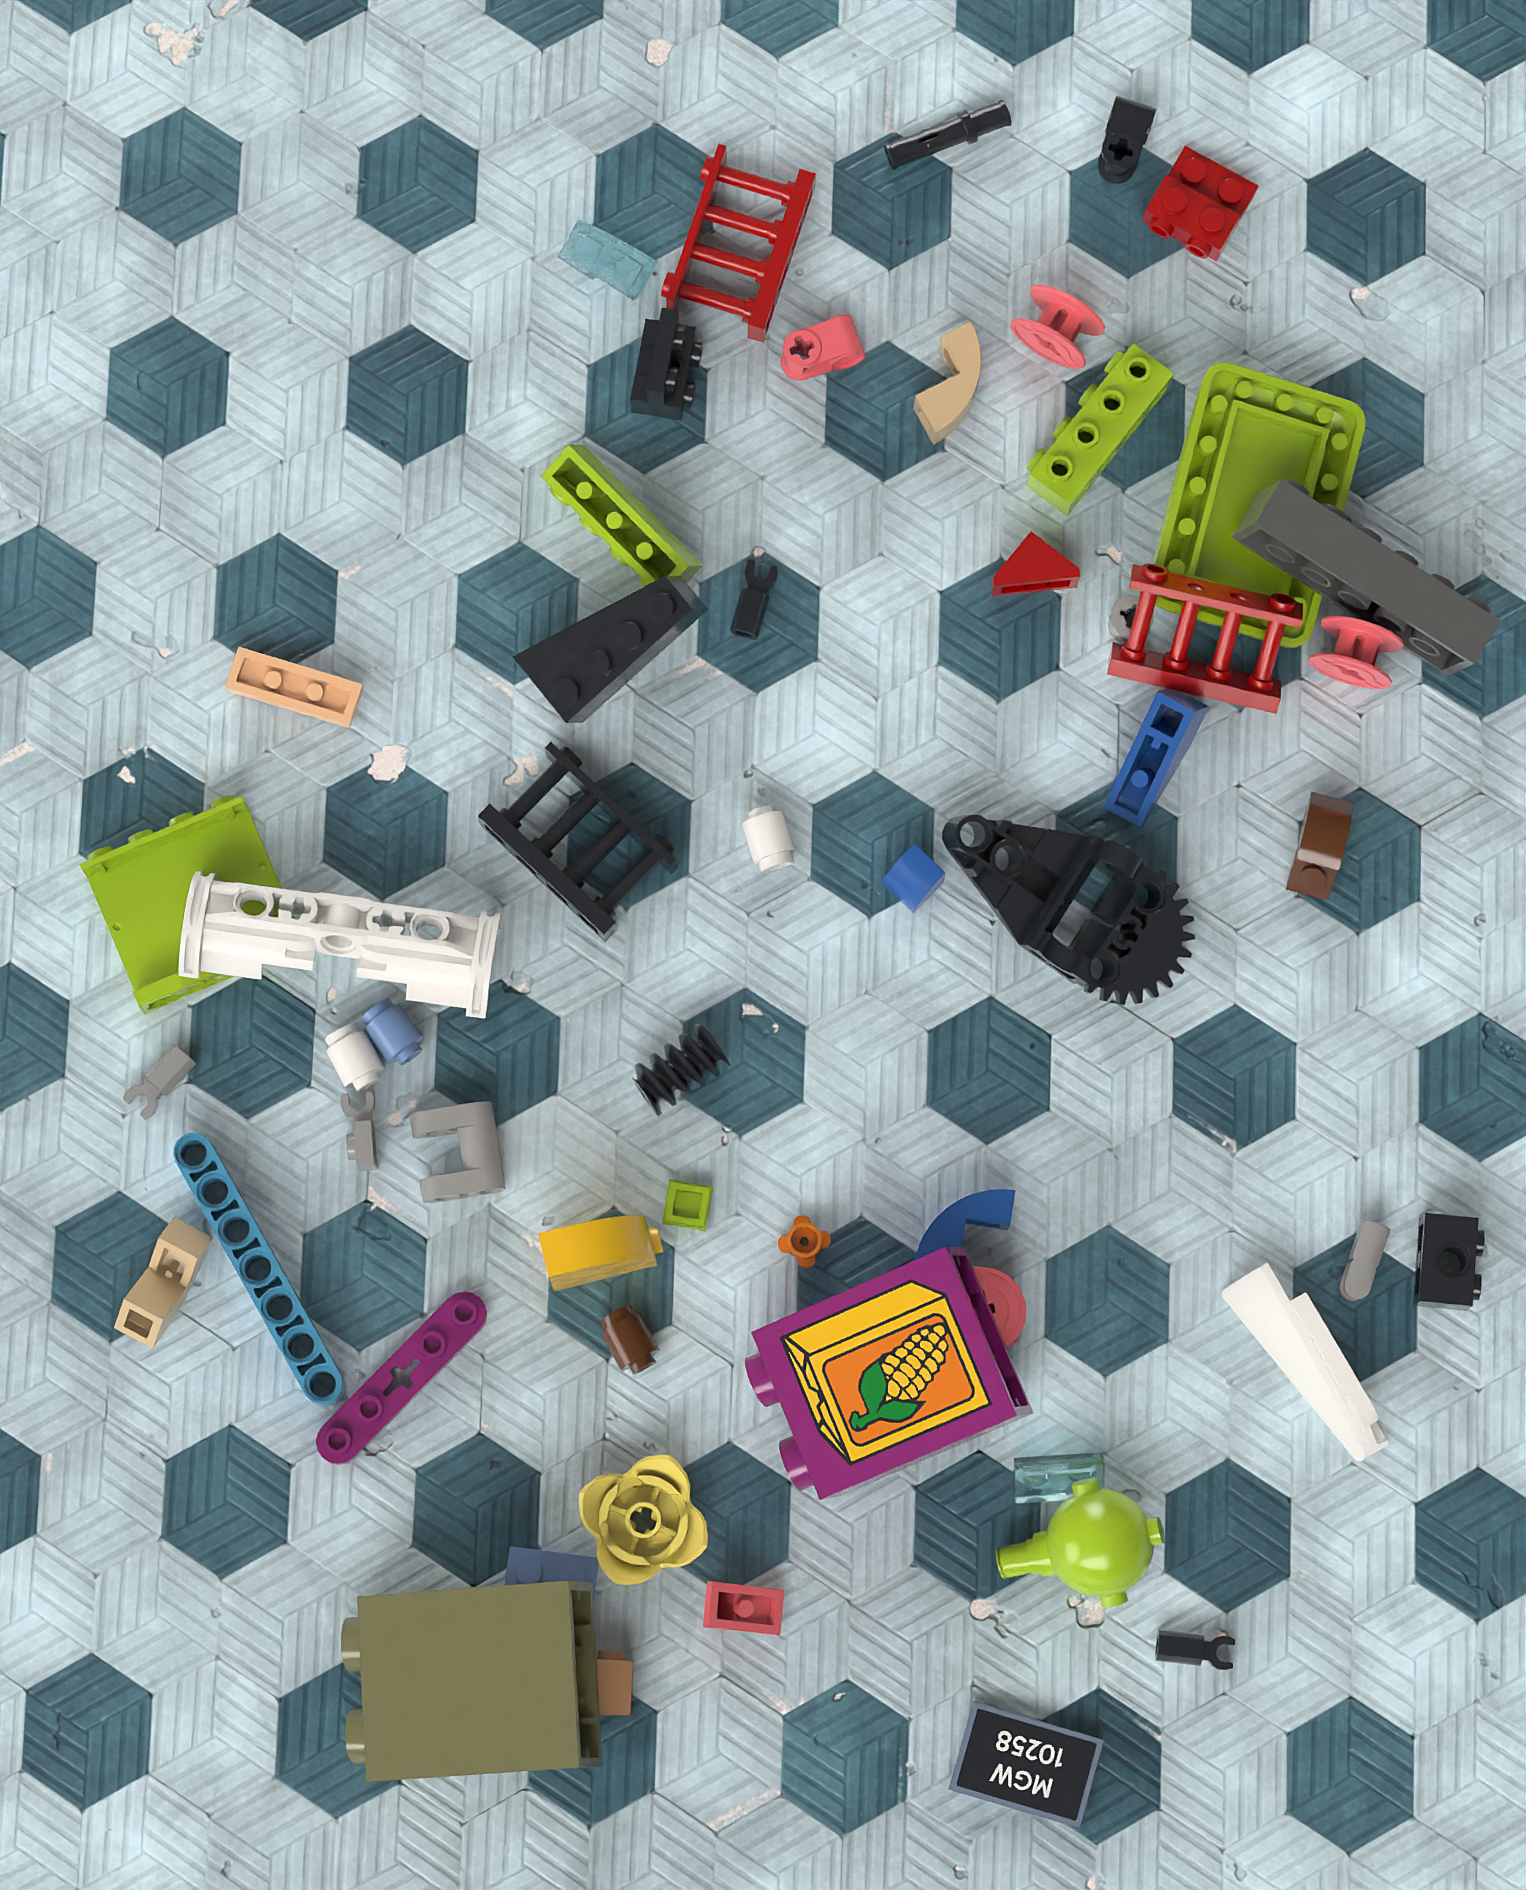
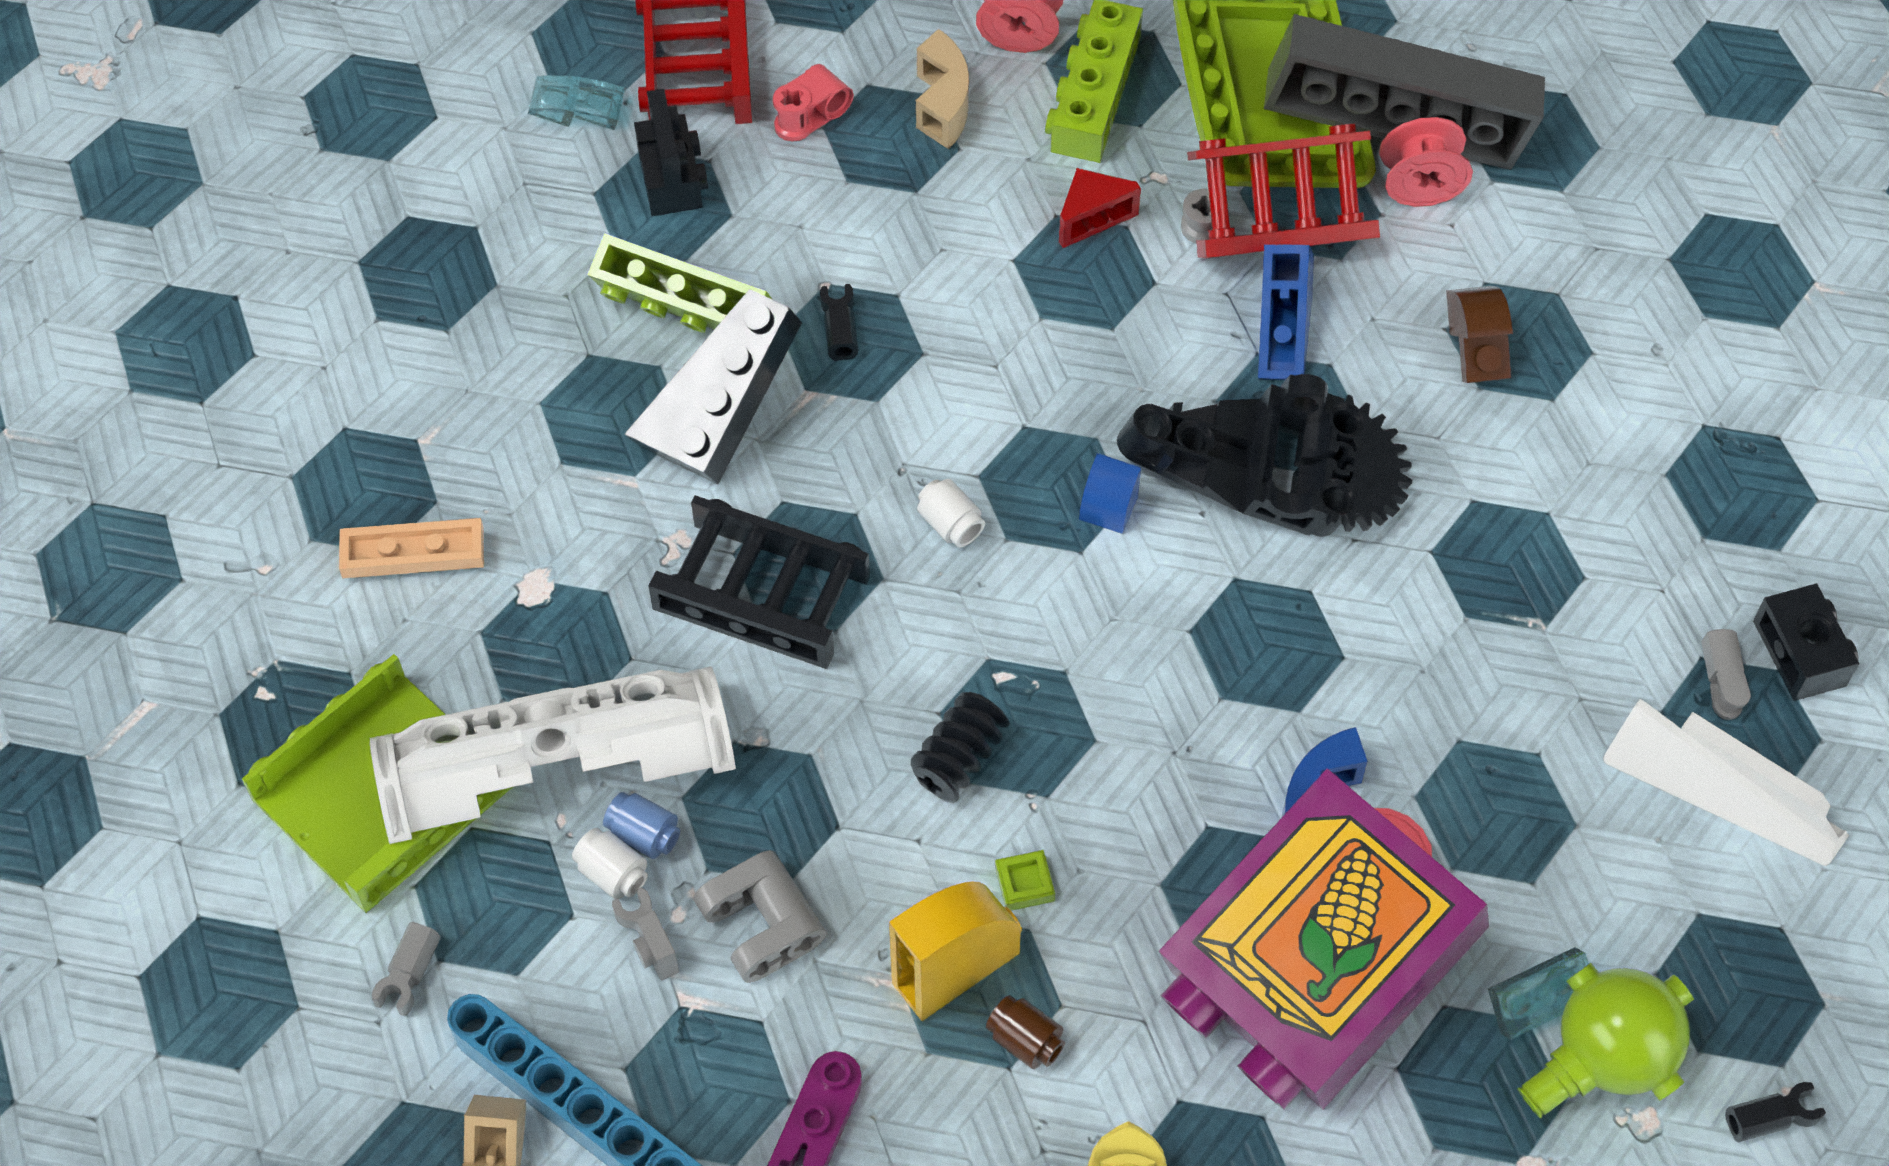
camera: 20 degrees left, 20 degrees down
(804, 1229) = (1163, 854): orange plate -> none

